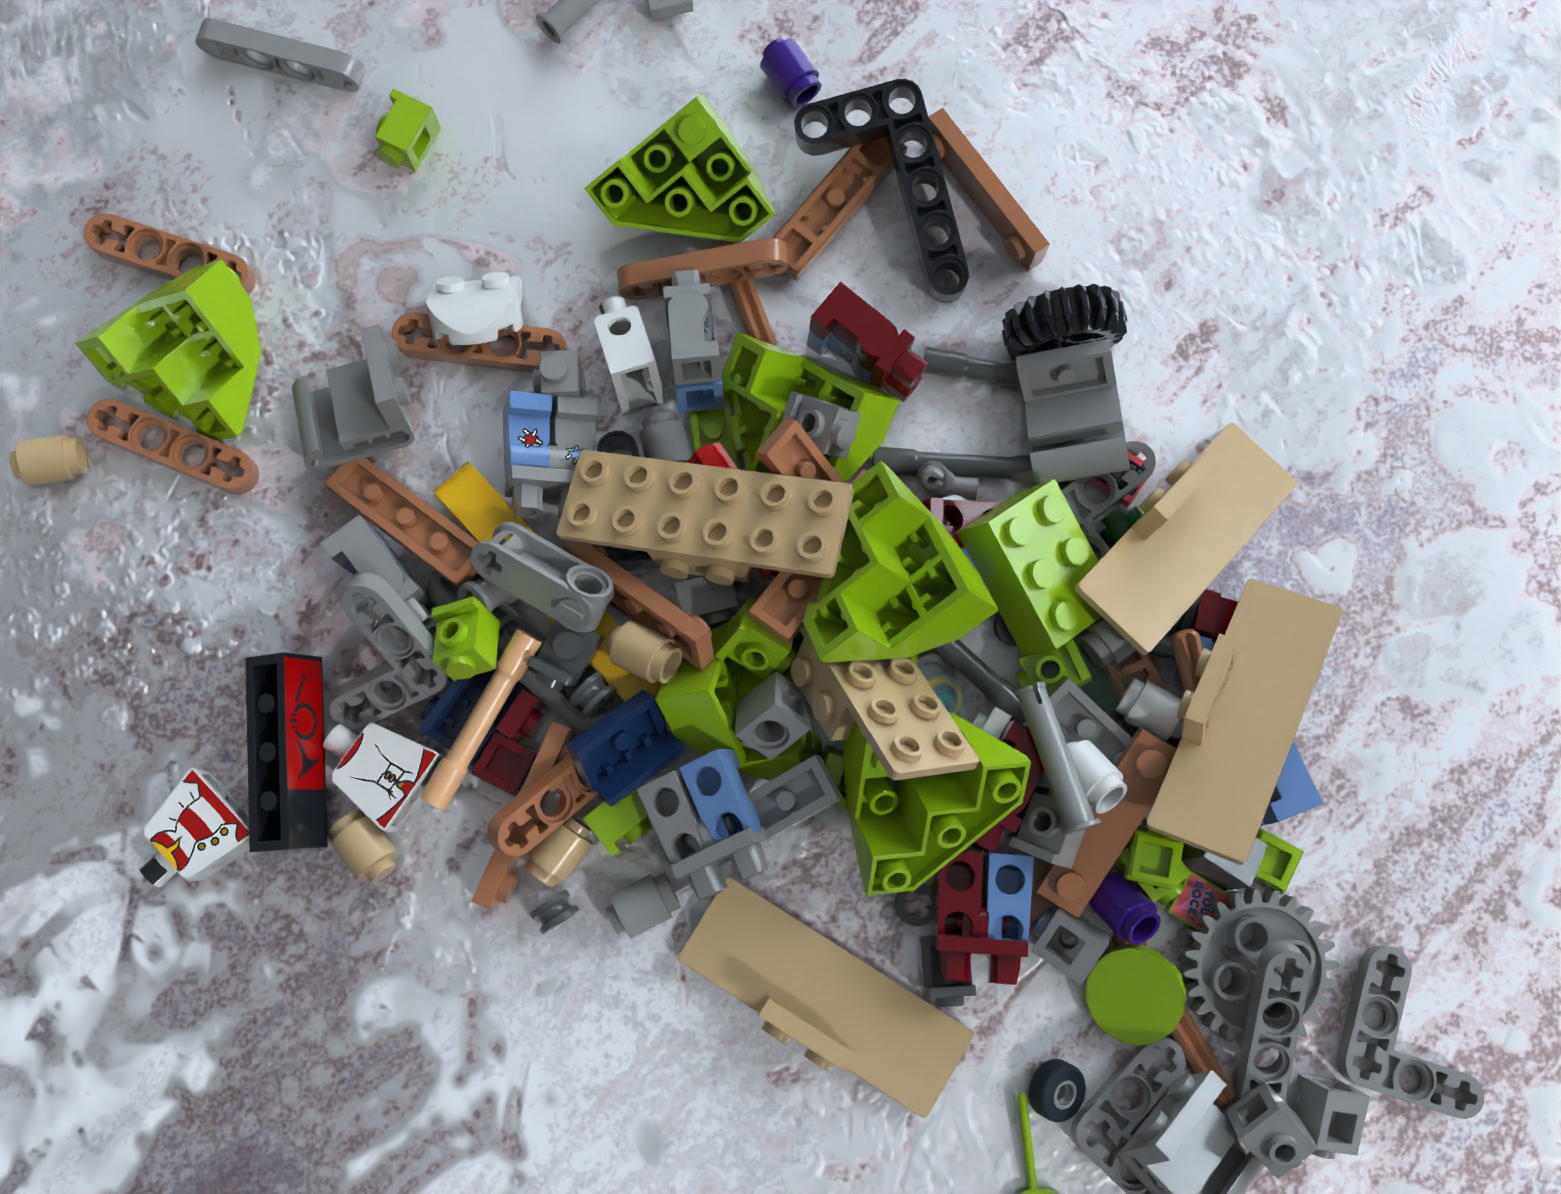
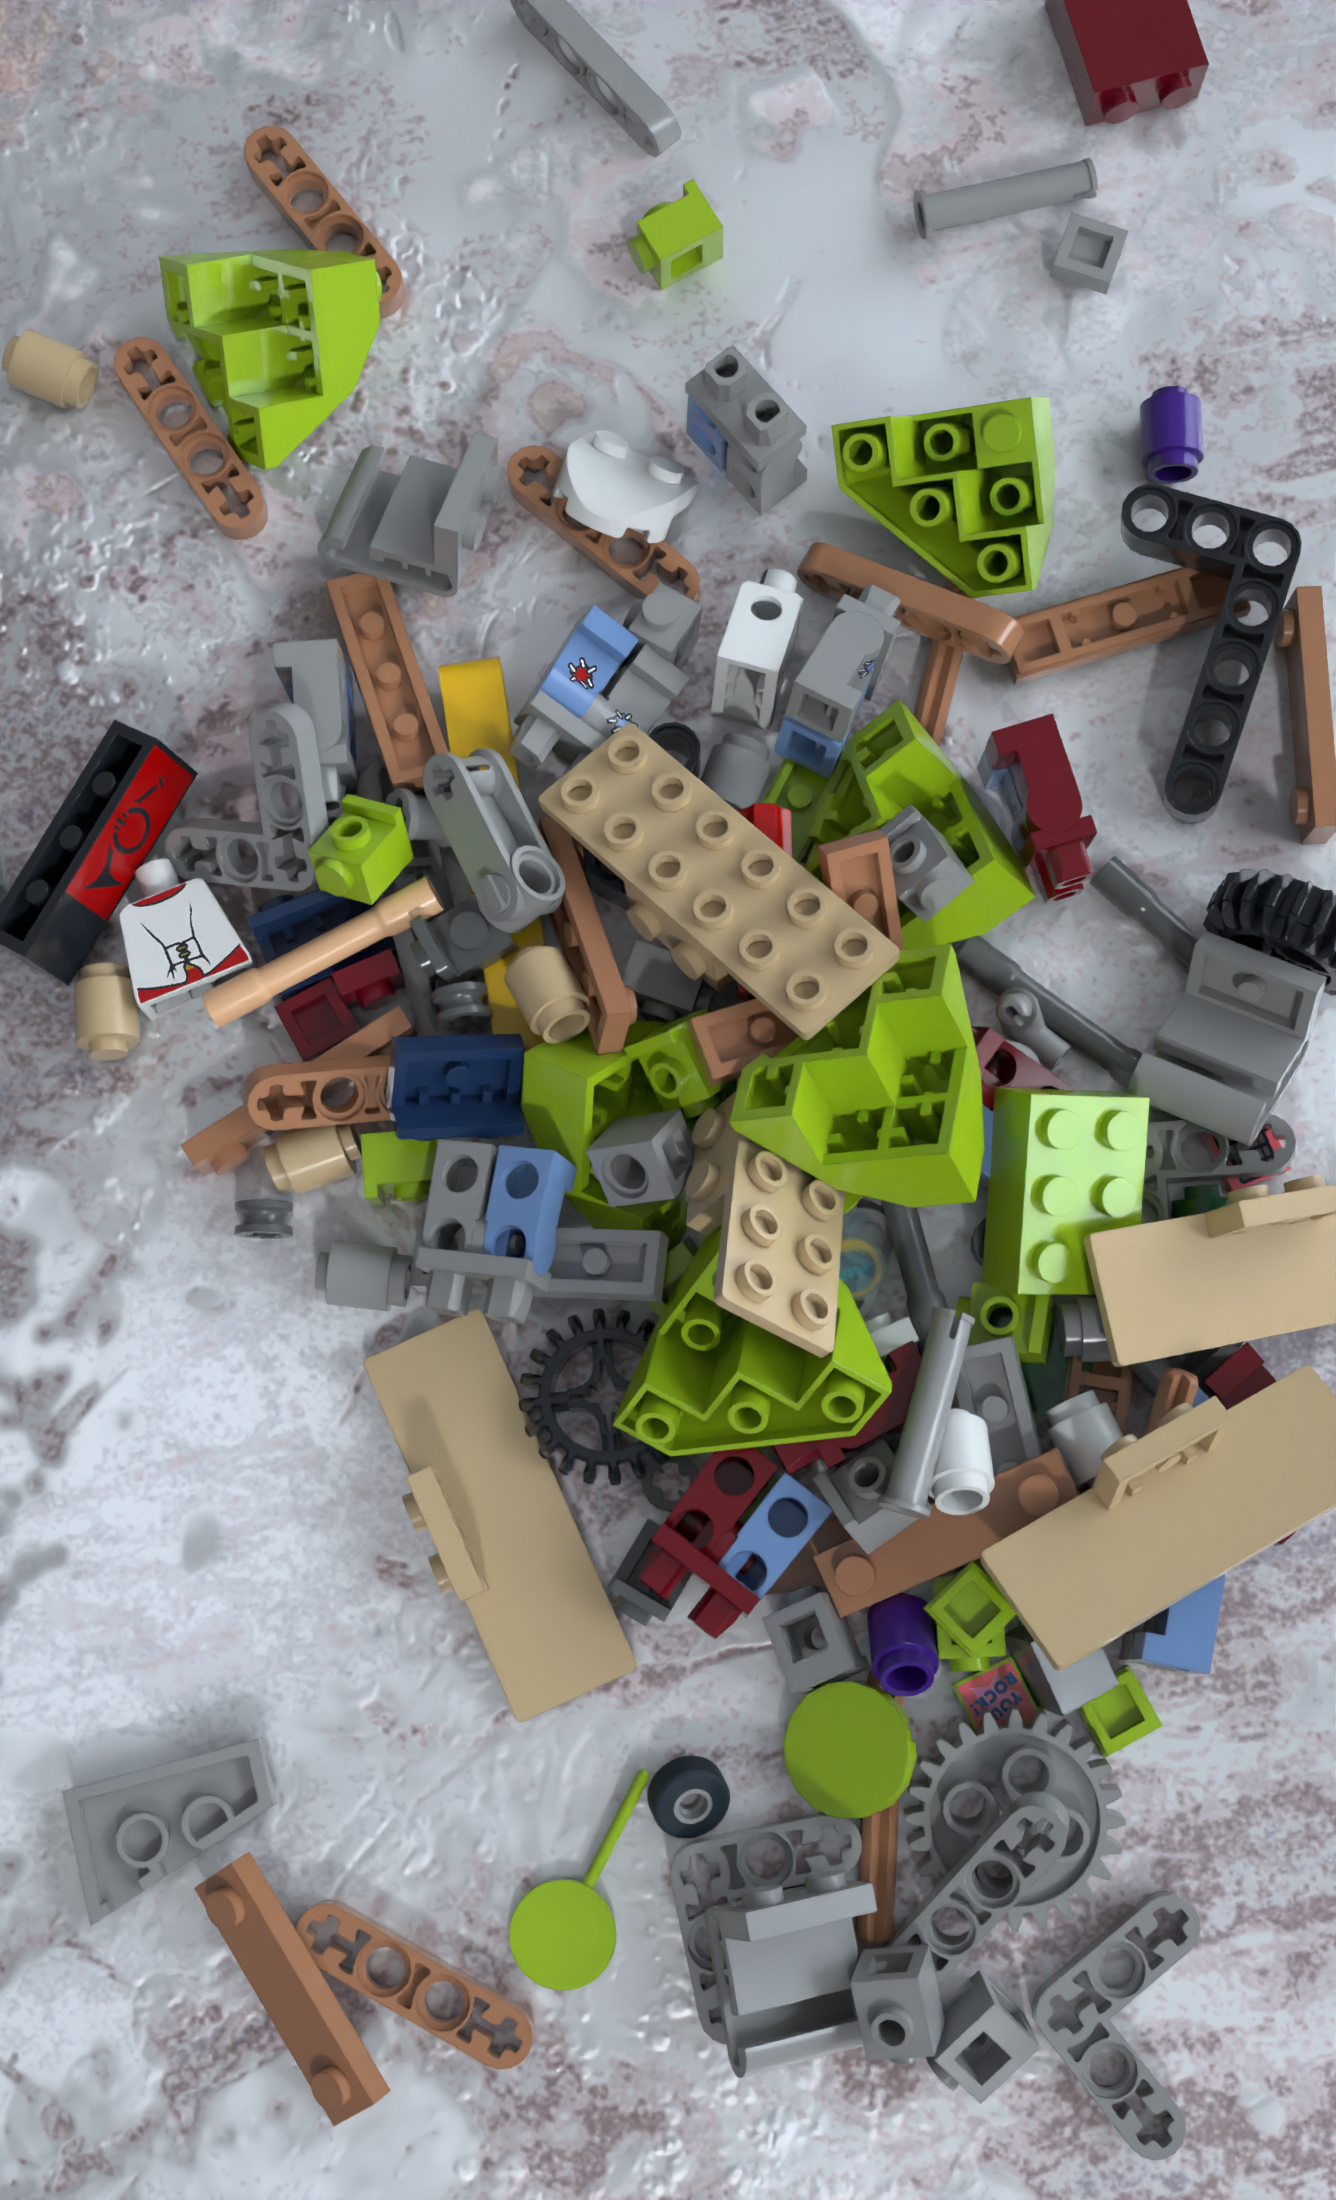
camera: 40 degrees right, 0 degrees up
(531, 222) = (746, 429): none -> light grey hips
(818, 900) = (550, 1402): none -> black gear

